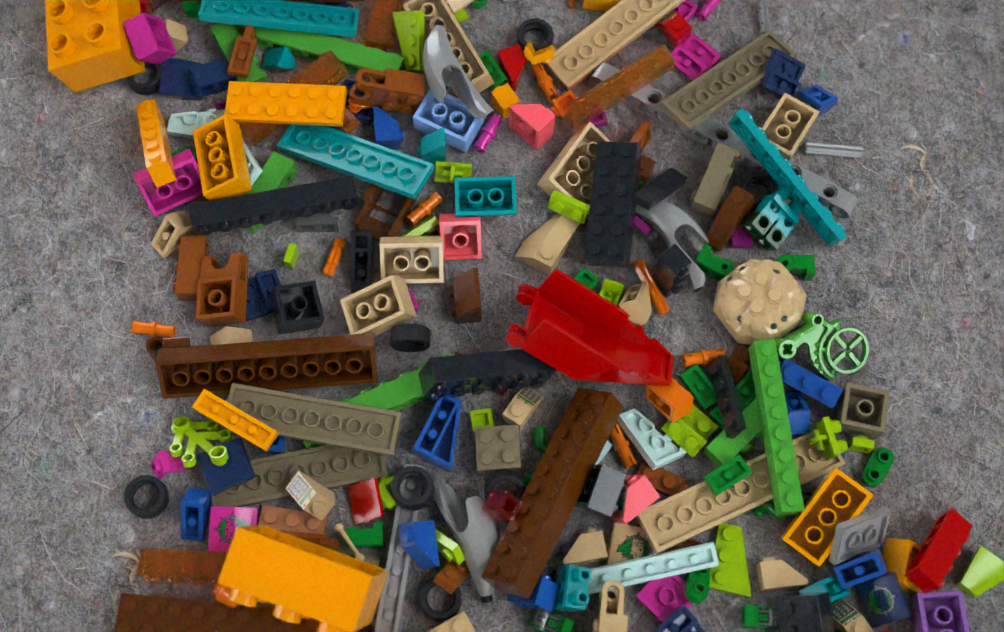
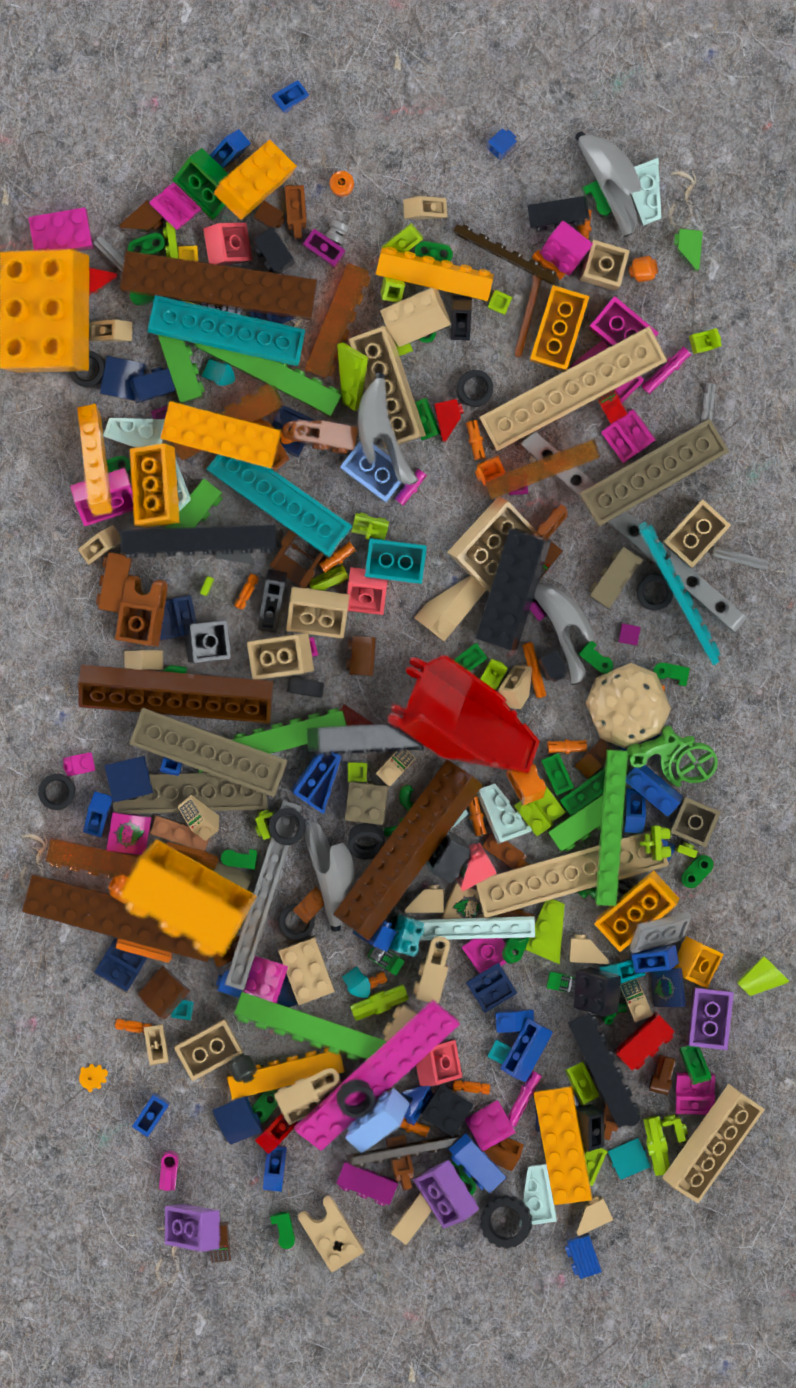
camera: 10 degrees right, 20 degrees up
(149, 38) = (98, 347): dark pink brick -> none
(153, 329) = (75, 637): orange pin -> none
(173, 342) = (89, 657): reddish brown piece -> none
(183, 426) = (107, 750): lime plant -> none
(235, 420) = (142, 744): light orange plate -> none
(243, 53) = (186, 370): dark orange hinge -> none
(339, 528) = (219, 849): tan hinge -> none
(365, 501) = (245, 828): red piece -> none
(387, 130) = (313, 469): blue slope -> none
(420, 542) = (287, 874): blue slope -> none
(433, 147) = (354, 498): teal slope -> none
(449, 549) = (310, 885): lime plate -> none
(502, 98) = (432, 454): light orange brick -> none
(502, 505) = (360, 858): clear red brick -> none
(532, 123) = (455, 489): coral slope -> none
(544, 55) = (474, 415): light orange bracket -> none
(568, 206) = (468, 579): lime plate -> none
(659, 188) = (560, 580): black tile -> none
(726, 397) = (576, 790): black plate -> none
(727, 475) = (559, 862): green plate -> none
(729, 217) = (620, 618): reddish brown slope -> none
(772, 220) = (659, 627): hips -> none
(783, 73) = (709, 474): dark blue slope -> none
(818, 98) = (737, 503): blue slope -> none
(939, 551) = (725, 956): red brick -> none

